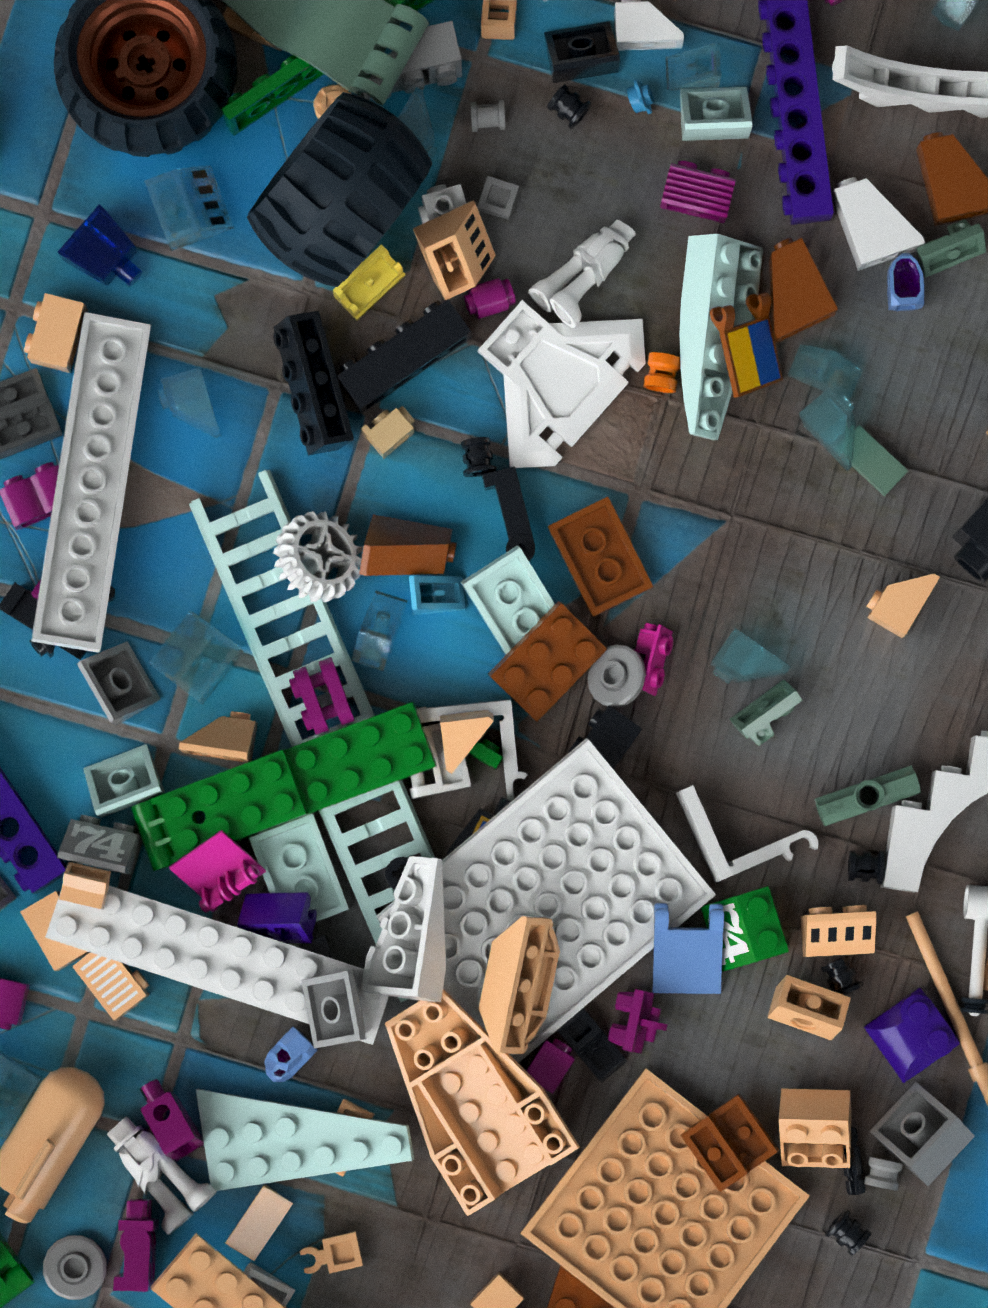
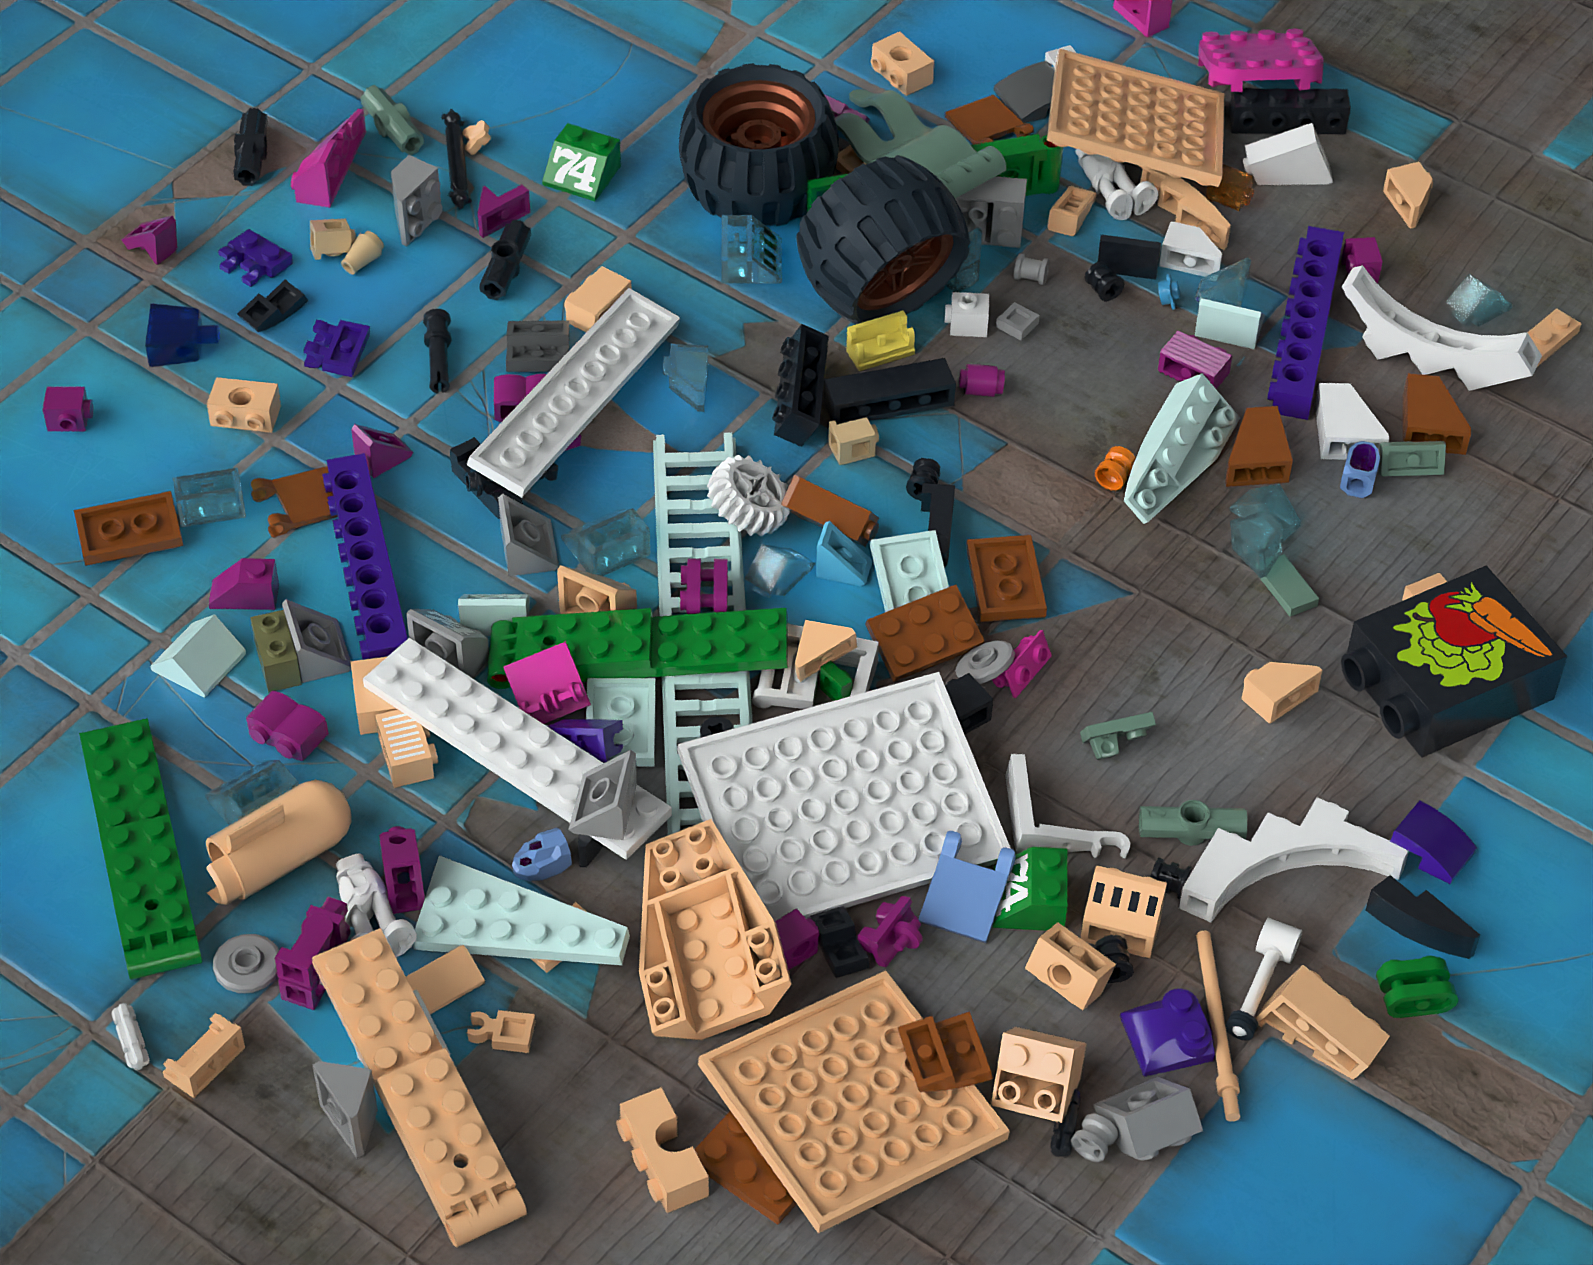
camera: 20 degrees right, 35 degrees down
(85, 885) = (419, 642): light nougat piece -> none
(101, 250) = (661, 261): clear blue torso -> none
(411, 946) = (701, 775): white wedge -> none
(456, 249) = (967, 331): light nougat slope -> none
(519, 983) = (795, 836): light nougat wedge -> none
(558, 378) = (1020, 450): white plate -> none
(597, 259) = (1085, 378): white piece -> none
(746, 661) = (1113, 687): clear light blue slope -> none
(748, 346) = (1201, 465): flag -> none
(848, 1232) = (1038, 1178): black bush -> none

